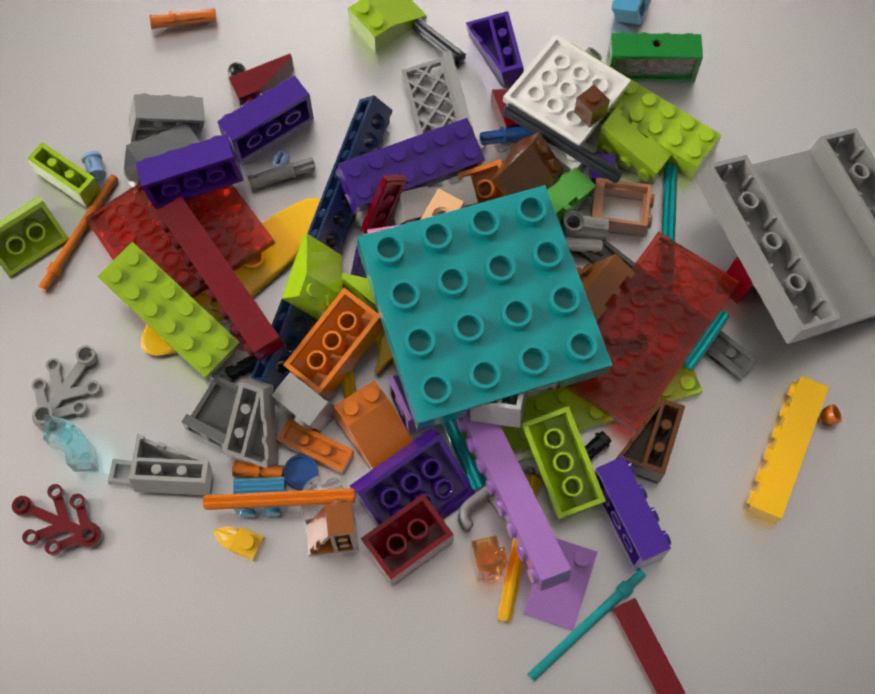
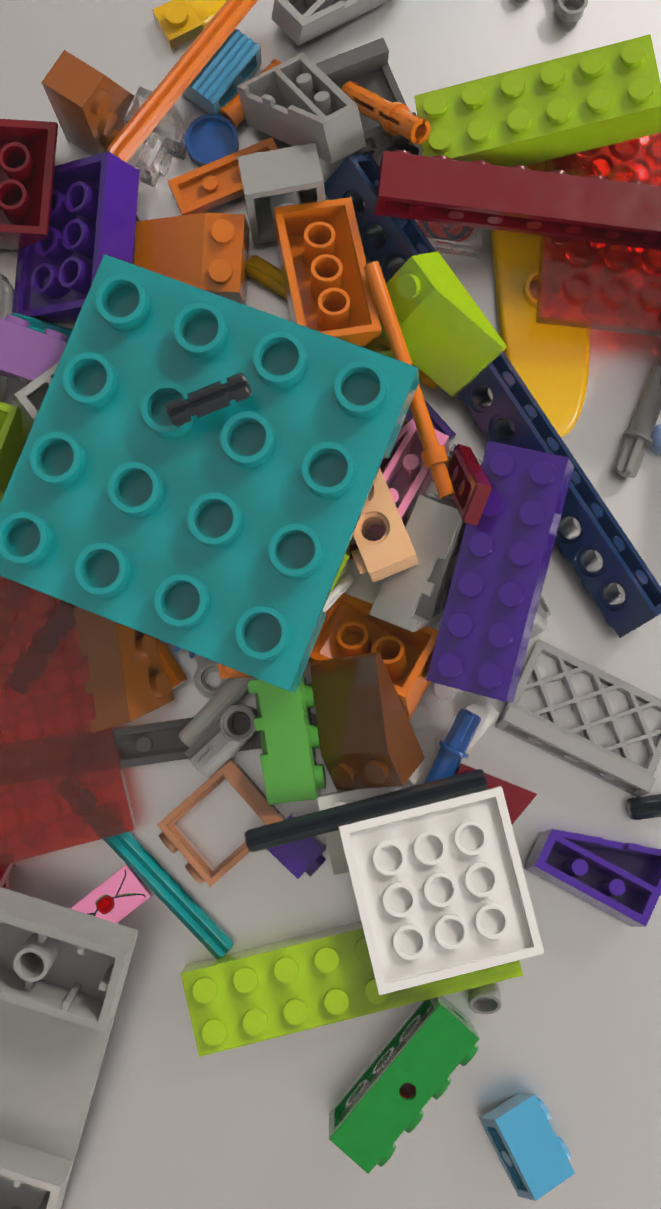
camera: 130 degrees right, 15 degrees up
(224, 383) = (393, 117): none -> orange pin
(383, 223) = (434, 455): none -> orange bar
(450, 305) = (208, 399): none -> black axle
(591, 105) = (375, 890): reddish brown brick -> none
(632, 148) = (286, 915): lime wedge -> none
(699, 228) = (115, 896): none -> bright pink tile

